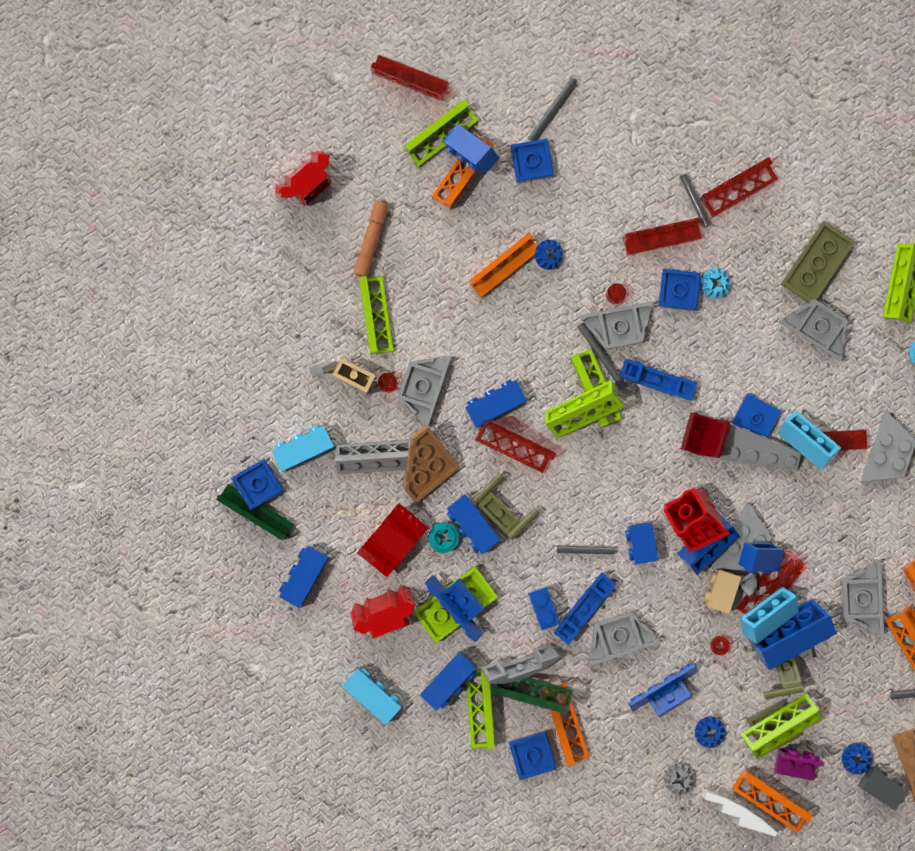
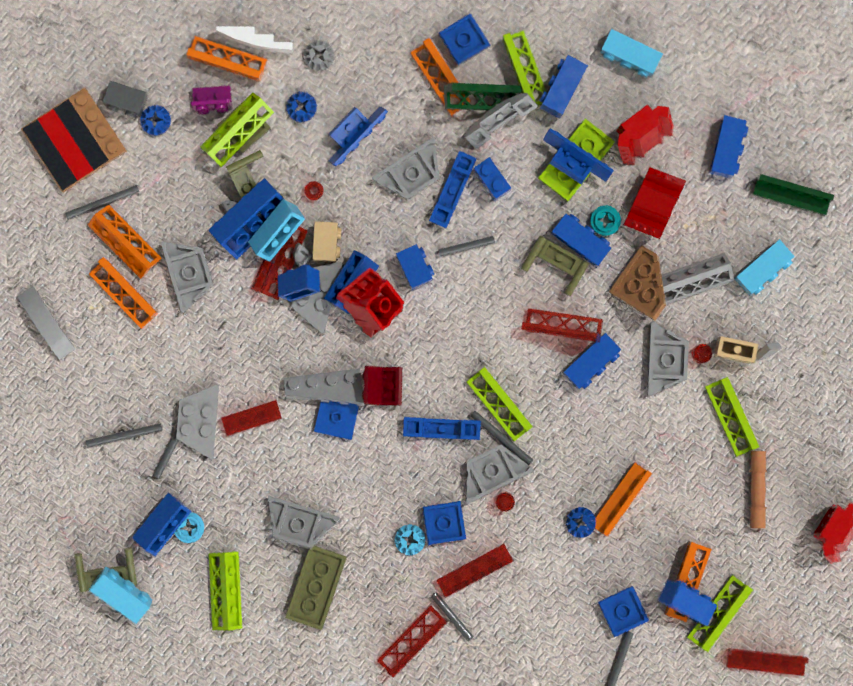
camera: 160 degrees right, 0 degrees up
(257, 484) = (798, 221): blue plate -> none
(580, 406) = (511, 380): lime fence -> none
(809, 440) = (281, 408): medium azure brick -> none

